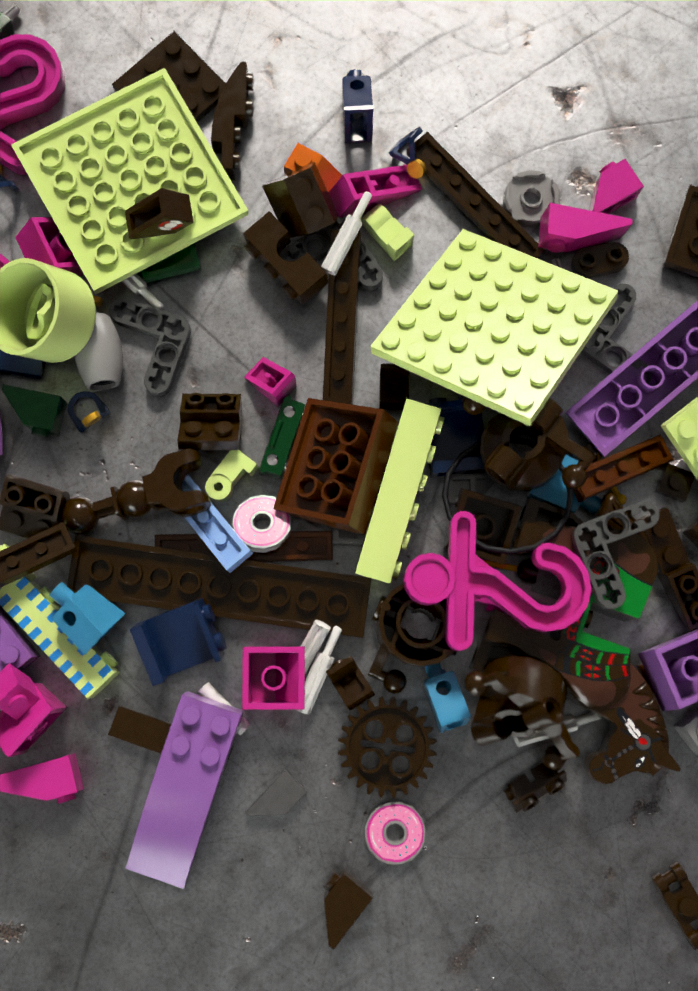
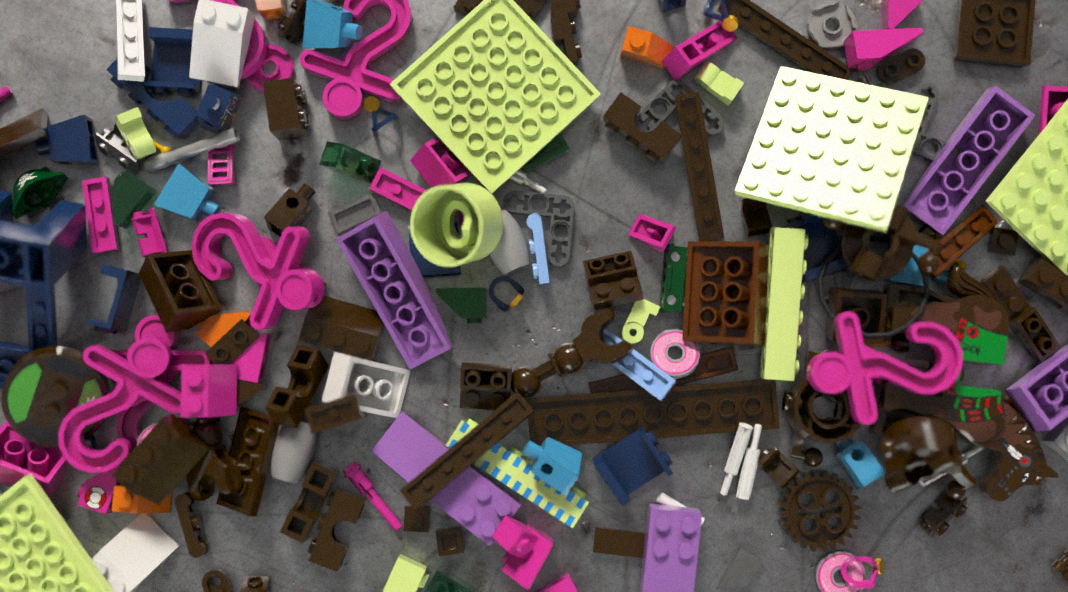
camera: 10 degrees left, 5 degrees up
(135, 366) = (537, 246): none -> light blue plate
(159, 214) = (531, 118): dark brown slope -> none
(273, 678) = (717, 477): dark pink slope -> none
(301, 201) = (643, 76): dark brown slope -> none
(345, 237) = (689, 99): white axle -> none
(443, 831) = (877, 564): none -> dark pink piece
(603, 537) = (960, 306): dark grey beam -> none

